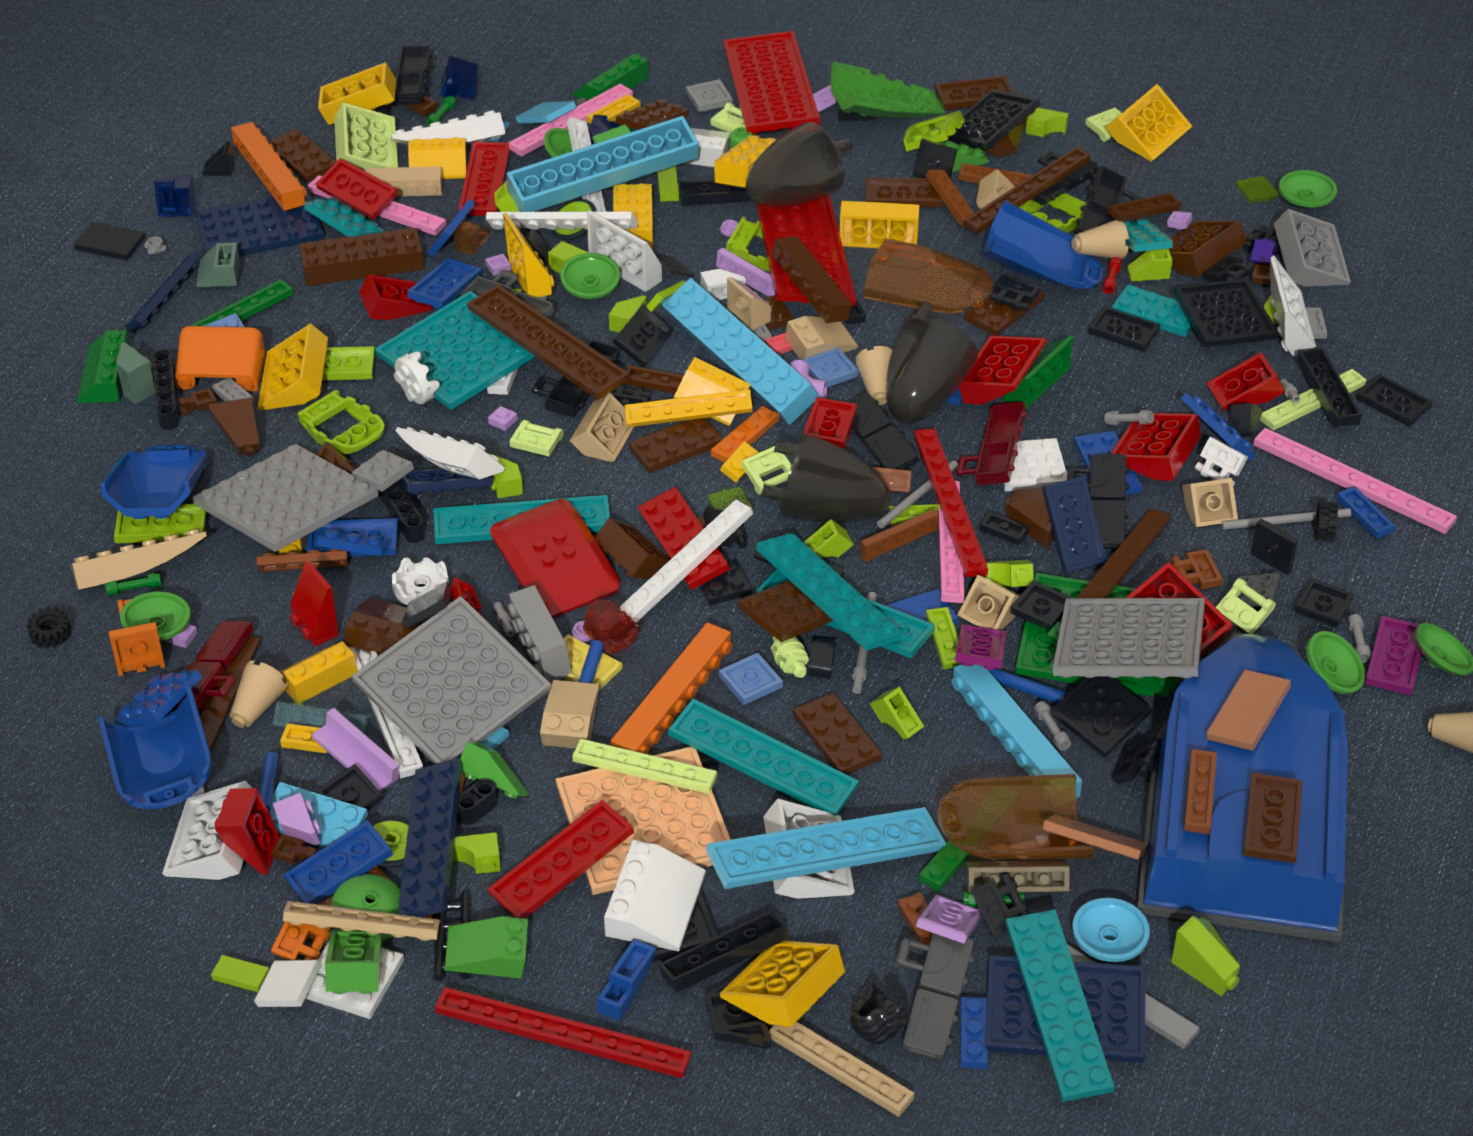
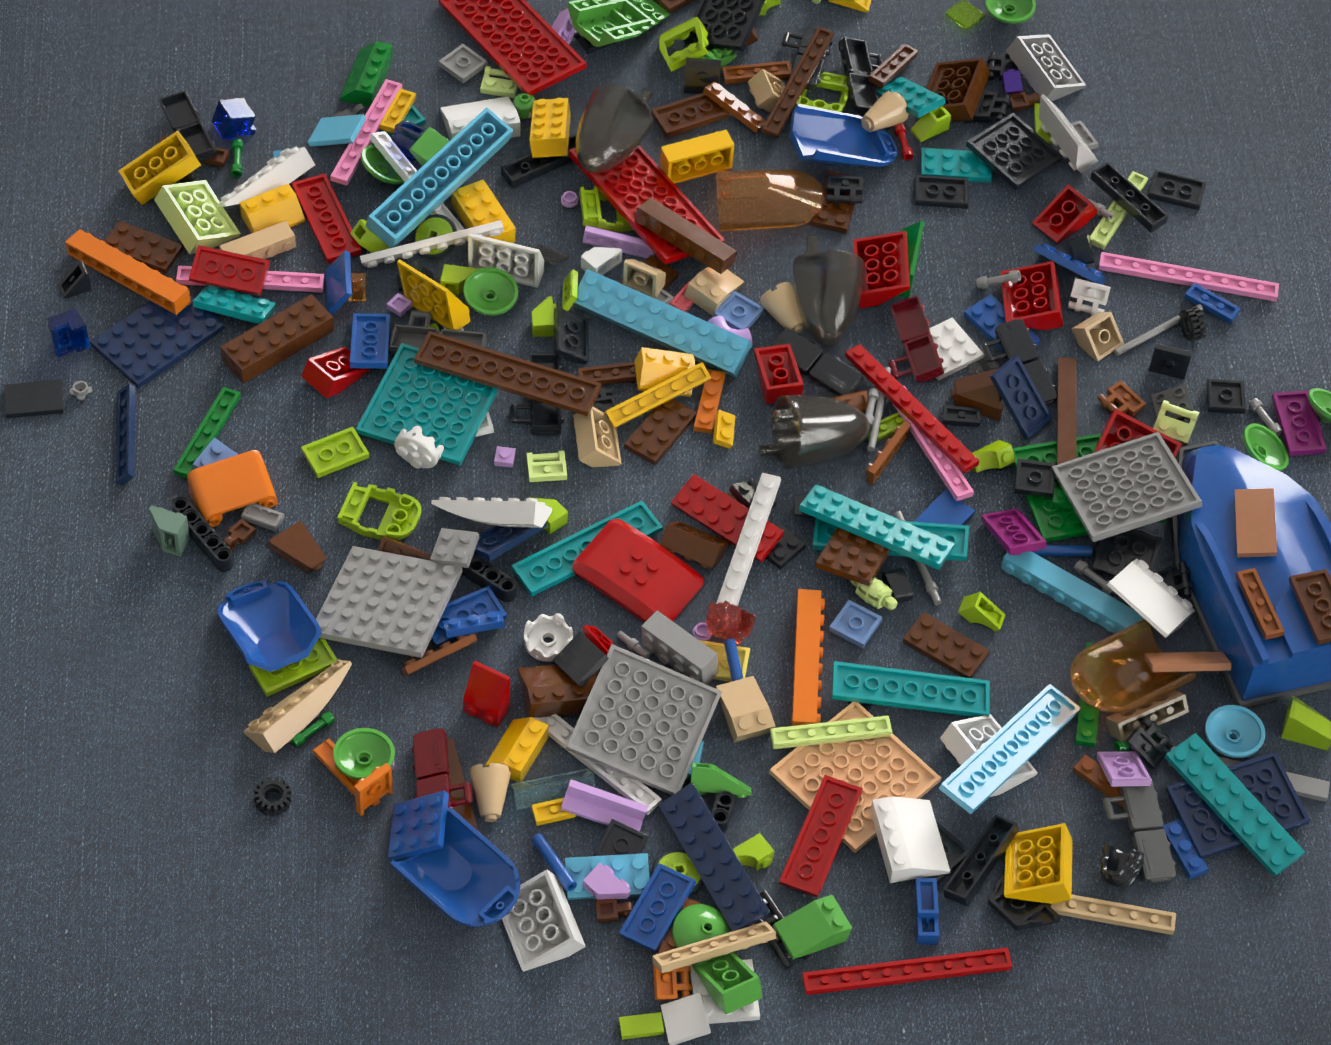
camera: 30 degrees left, 10 degrees up
(100, 374) = (131, 532): green slope -> none
(219, 266) = (159, 393): sand green slope -> none
(248, 827) = (576, 907): red slope -> none
(294, 370) = (303, 476): yellow slope -> none
(651, 114) = (433, 104): reddish brown plate -> none
(668, 184) = (491, 175): lime tile -> none
(724, 498) = (738, 469): clear neon green piece -> none
(764, 464) = (746, 426): yellowish green plate -> none
(829, 540) = (841, 478): lime arch -> none
(916, 481) = (873, 397): none -> light grey bar
(944, 637) = (977, 532): lime tile -> none
(988, 604) = (992, 490): tan slope -> none
(1093, 758) = (1151, 597): none -> white slope
(1179, 220) = (925, 68): lavender plate -> none

